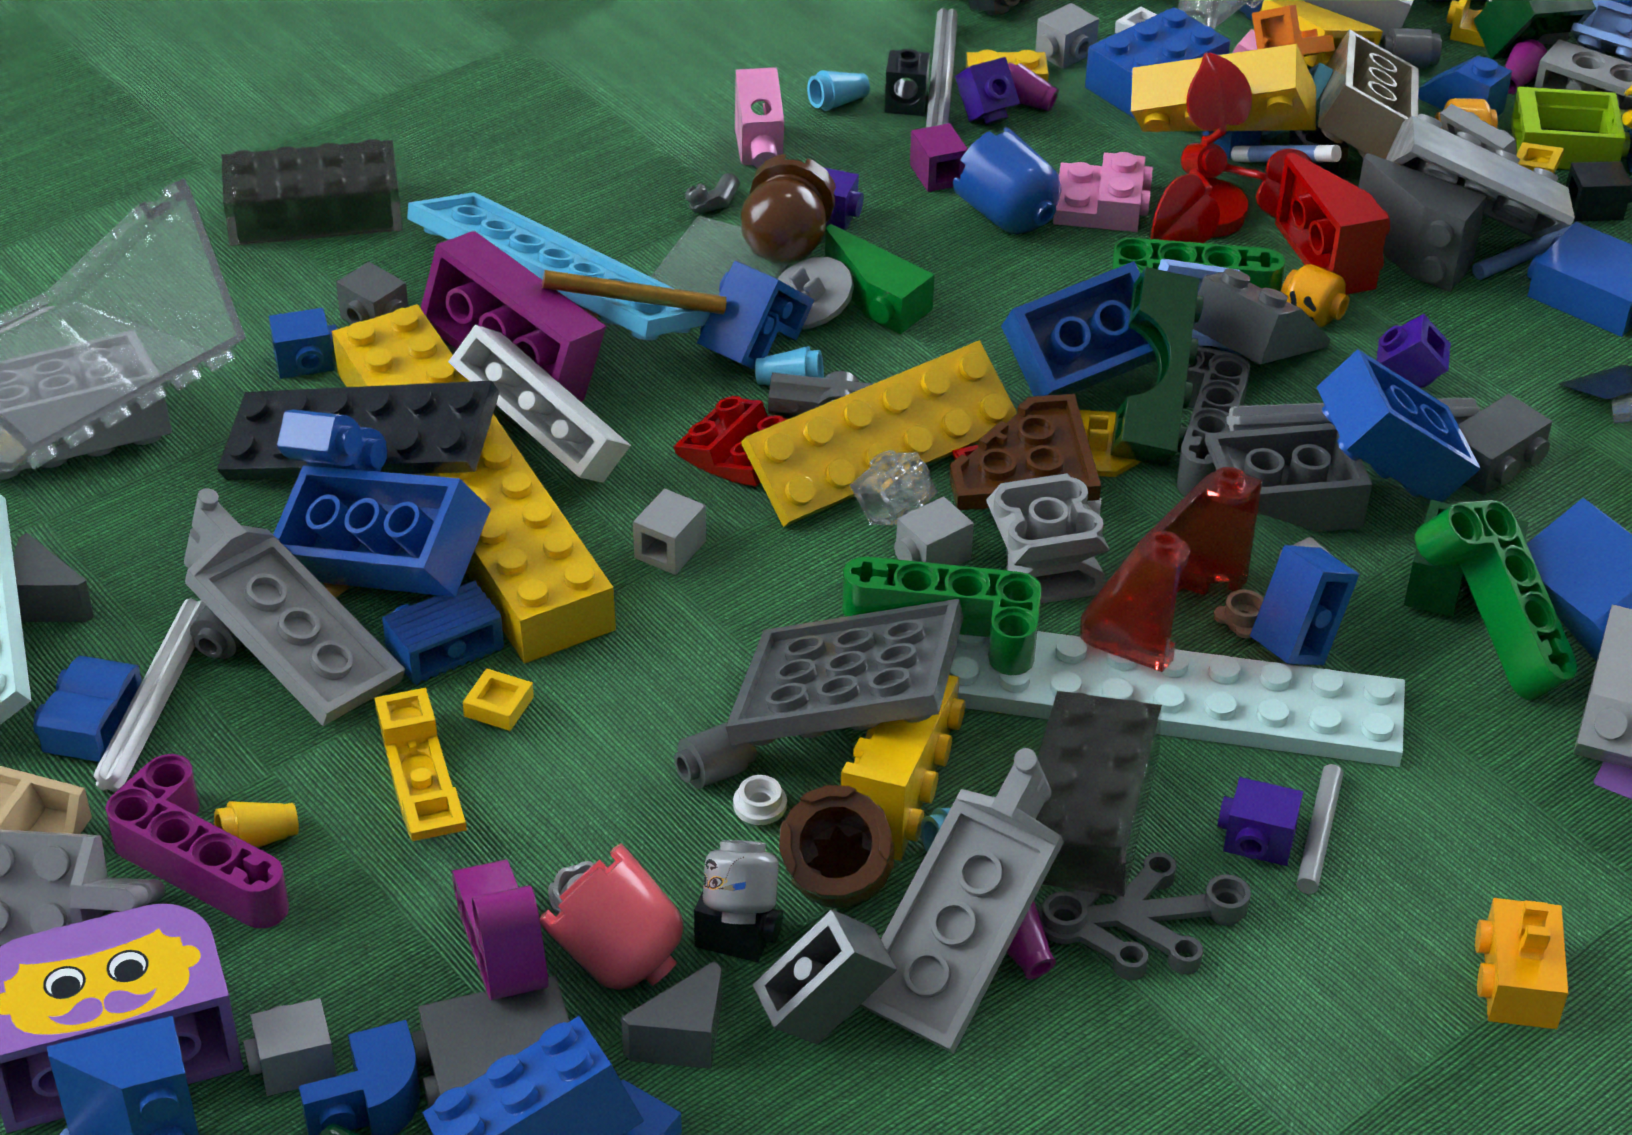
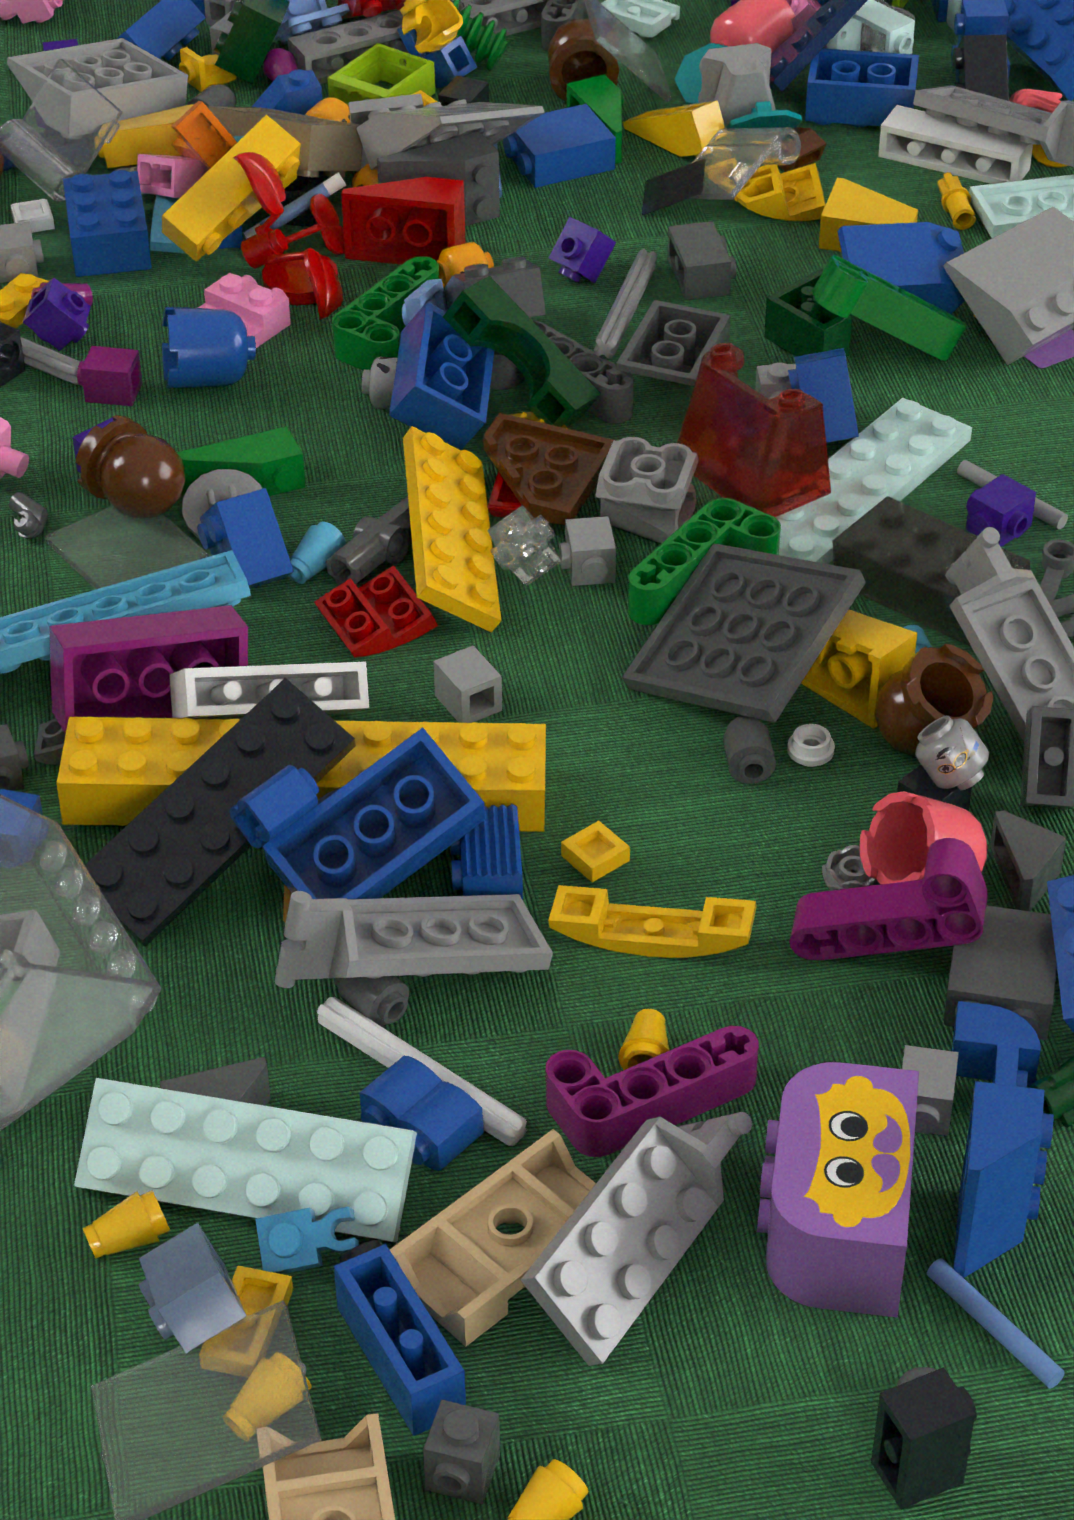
camera: 60 degrees left, 0 degrees up
(633, 292) = (200, 574): pearl gold bar -> none
(1396, 428) = (689, 275): blue brick -> none

